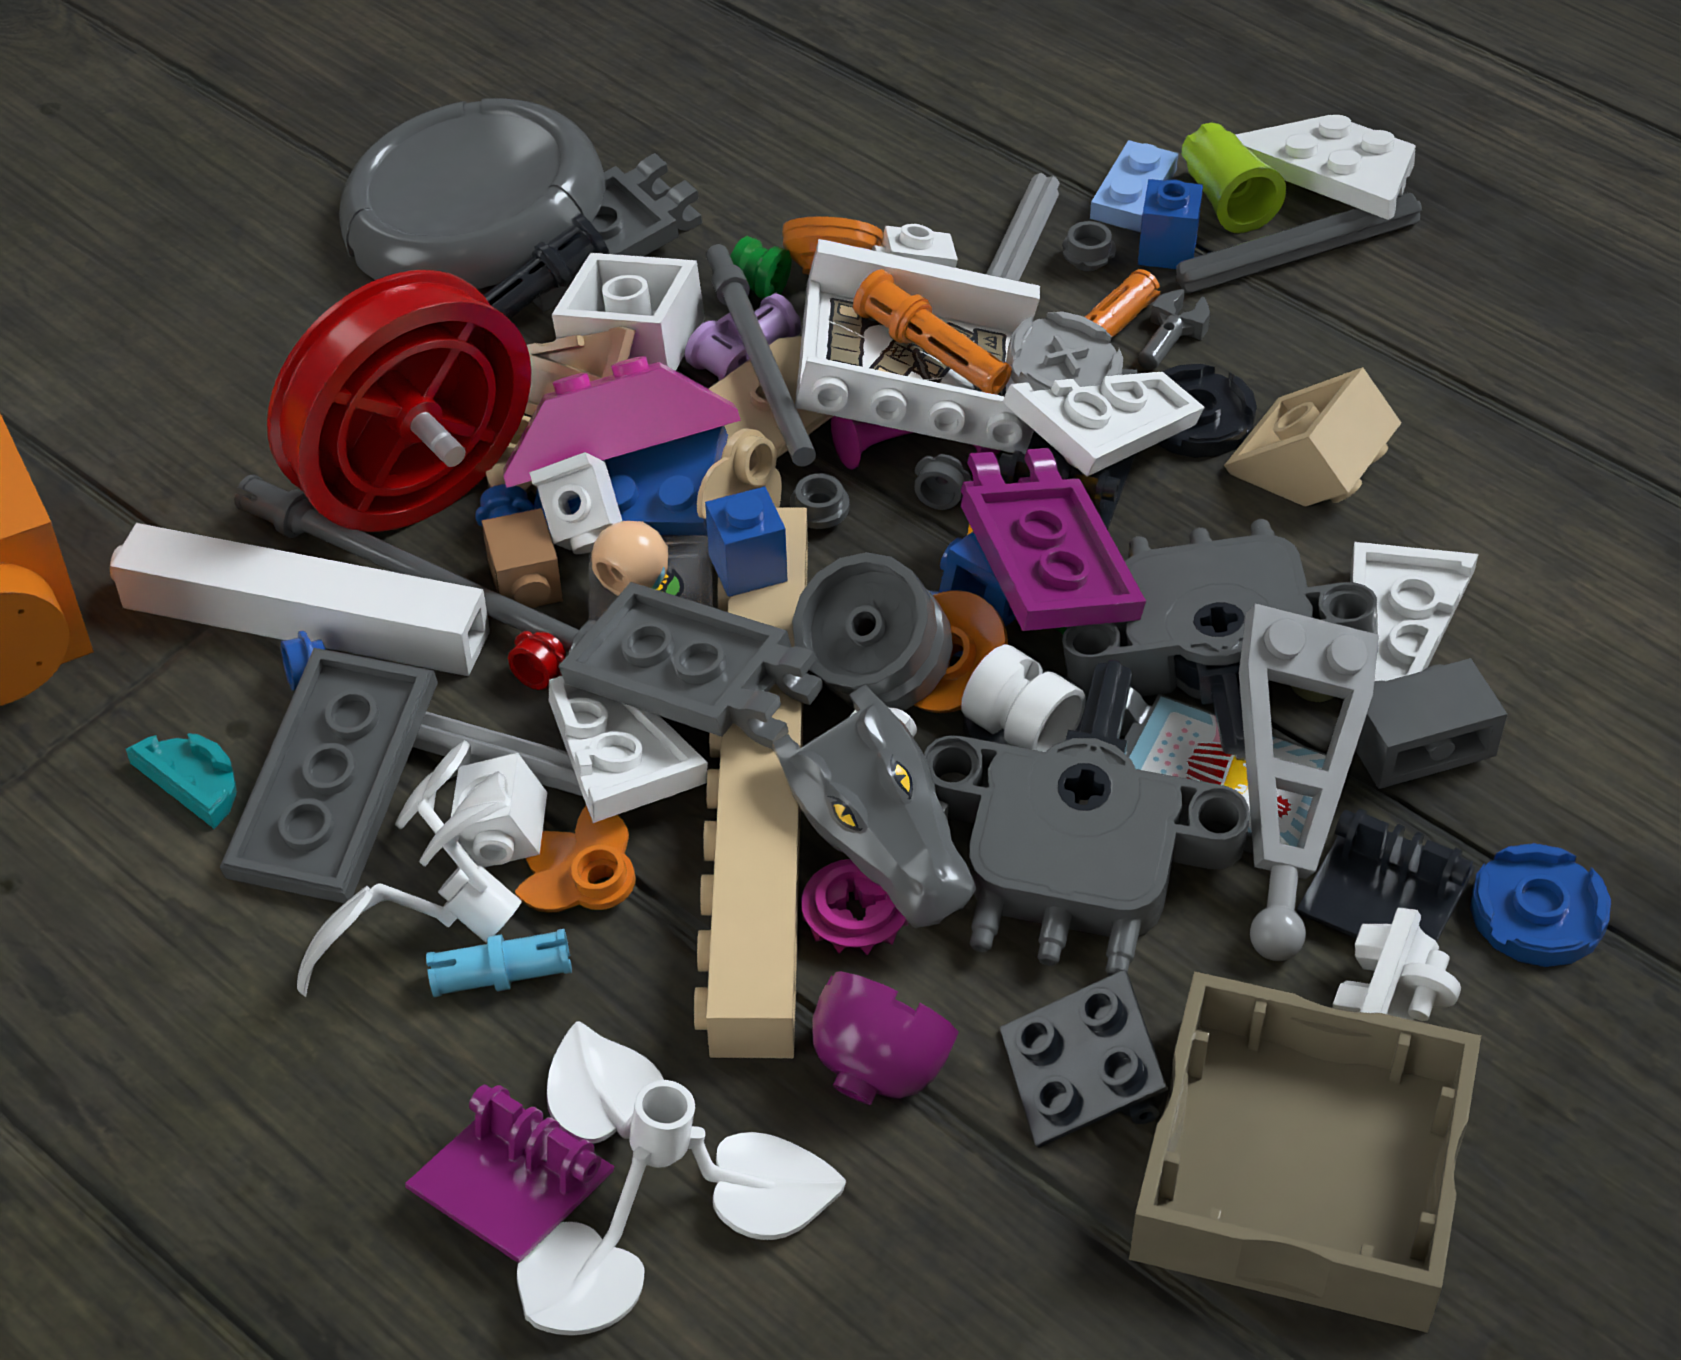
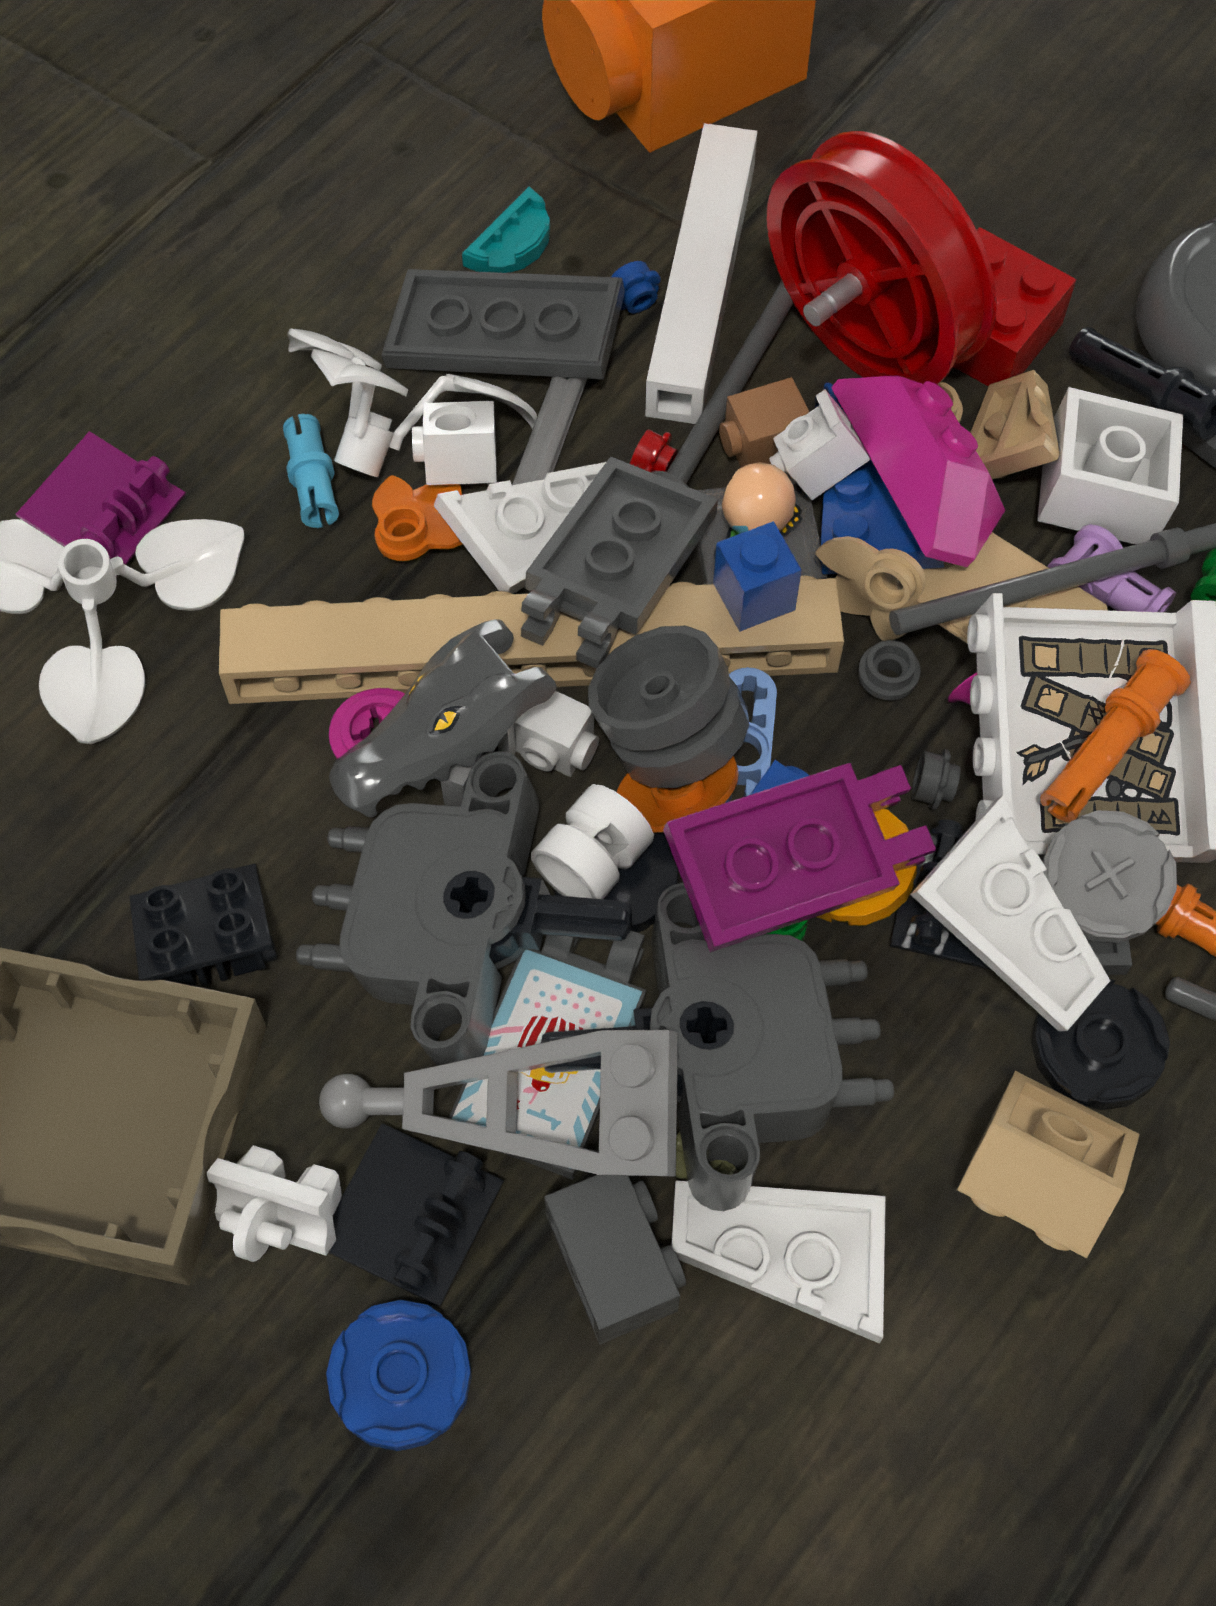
camera: 85 degrees right, 15 degrees up
(877, 1040) = (213, 749): magenta cylinder -> none

